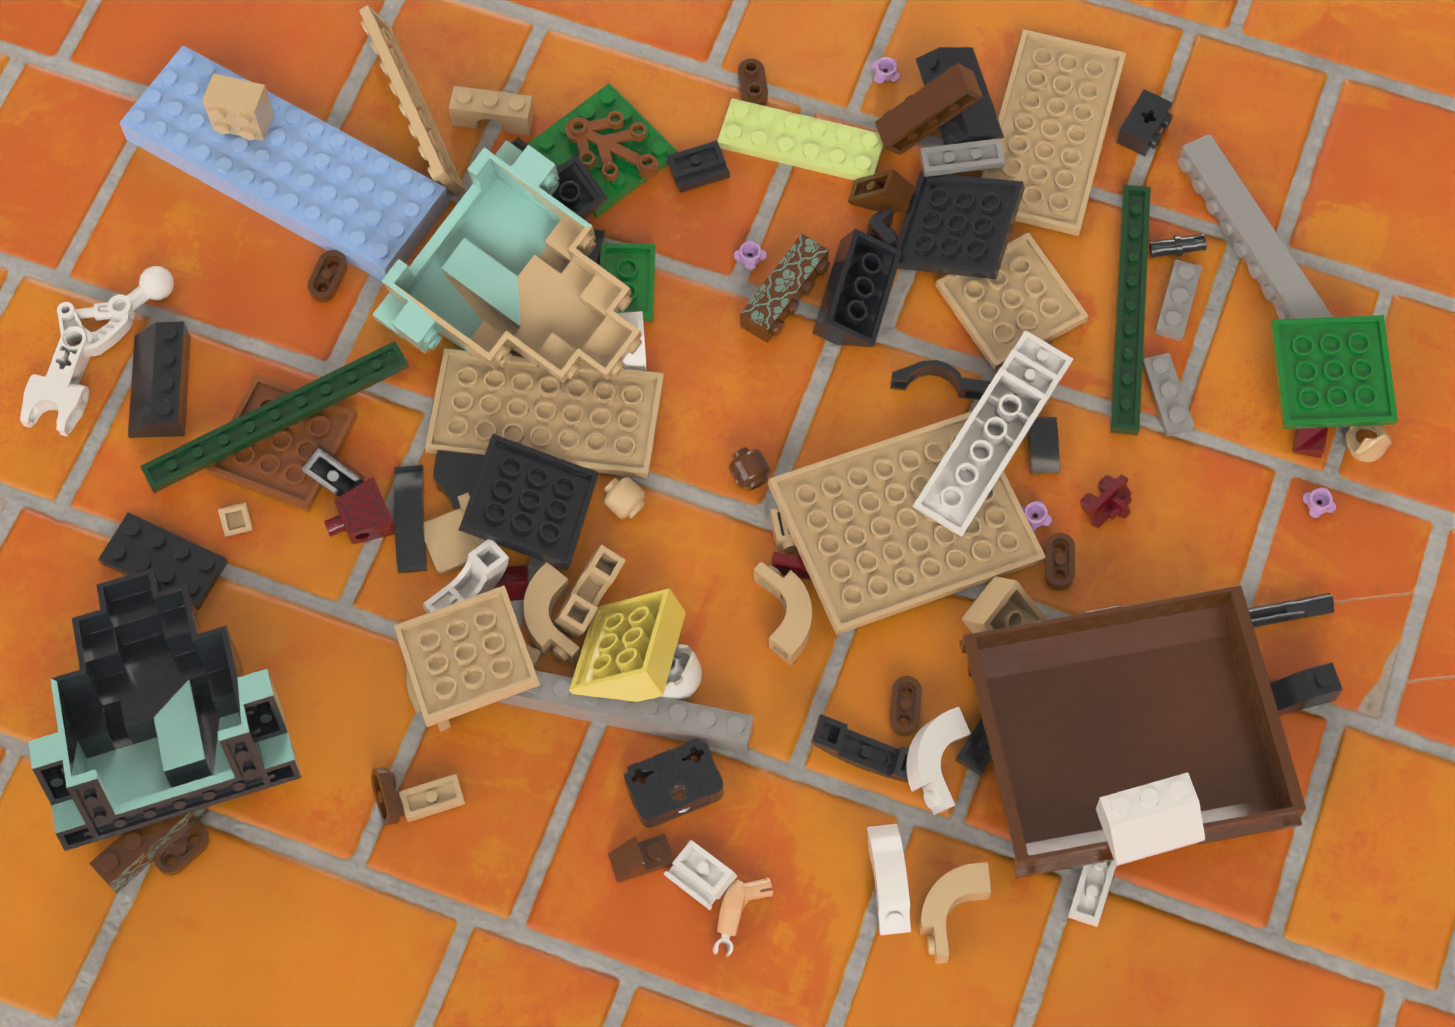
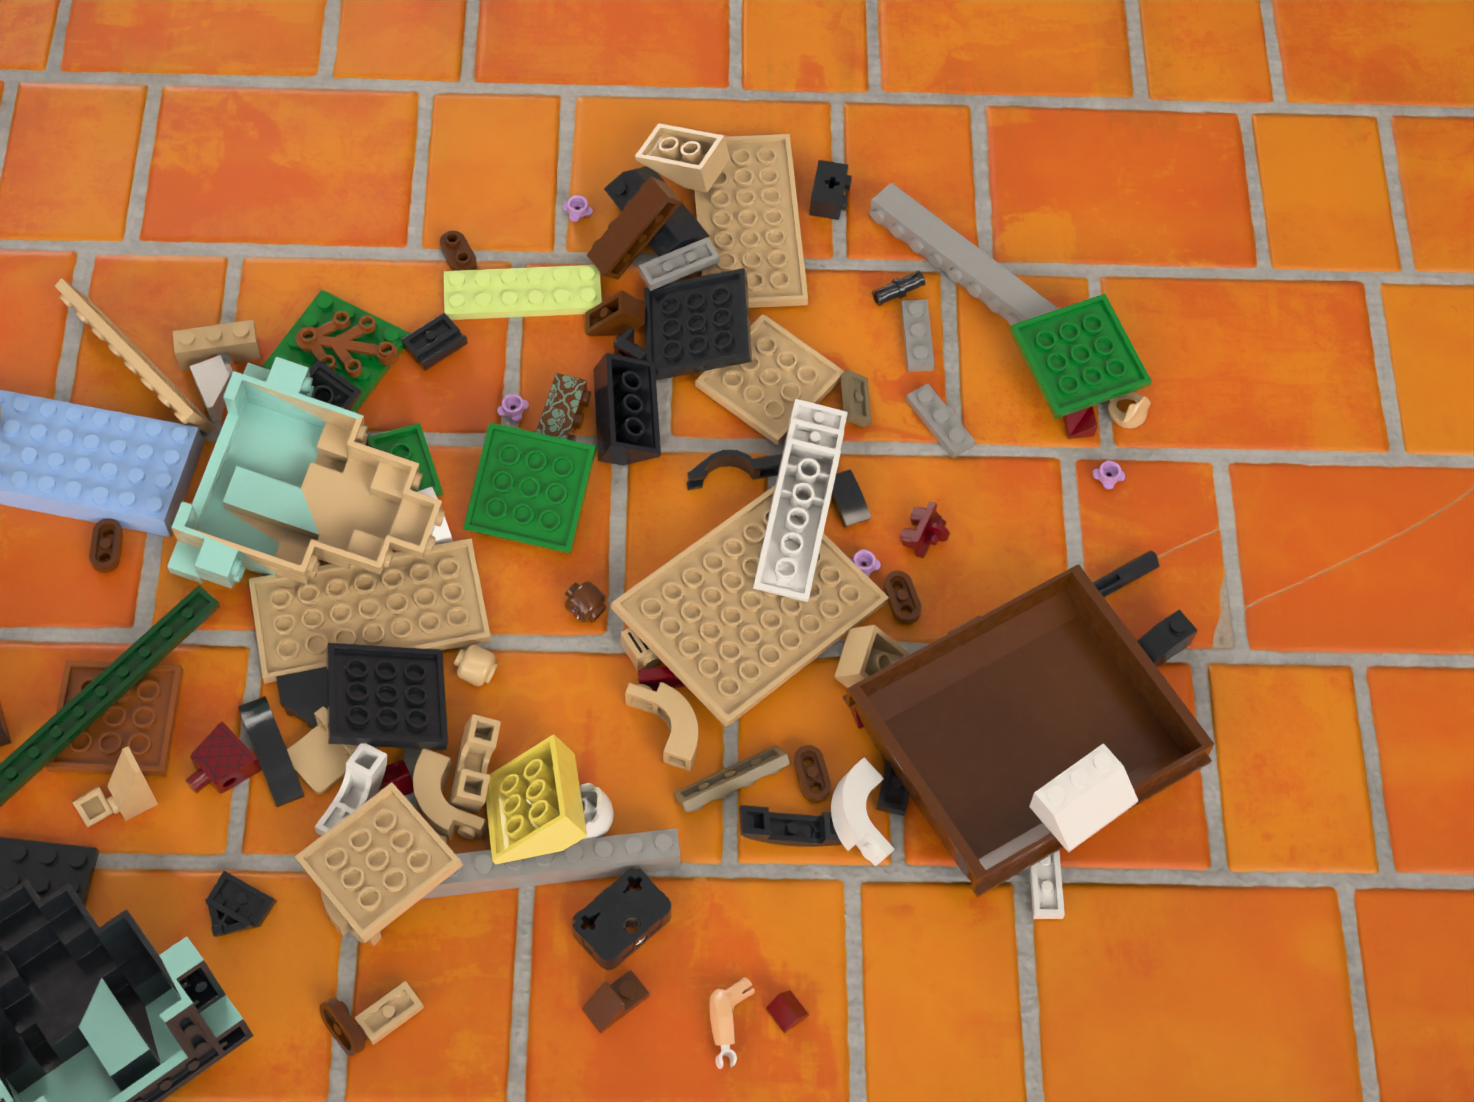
camera: 25 degrees left, 5 degrees down
(271, 513) = (129, 788): none -> tan slope
(331, 653) = (236, 906): none -> black slope
(332, 471) = (177, 730): slope -> none
(472, 141) = (212, 380): none -> white slope
(700, 874) = (679, 996): white plate -> none
(735, 341) = (530, 488): none -> green plate
(797, 922) = (786, 1010): none -> dark red slope
(835, 684) = (731, 778): none -> dark tan plate
(890, 879) = (862, 937): white arch -> none
(957, 886) = (924, 924): tan arch -> none
(1008, 47) = (685, 156): none -> tan slope
(1089, 346) = (856, 398): none -> dark tan plate
(1130, 310) = (879, 357): dark green plate -> none

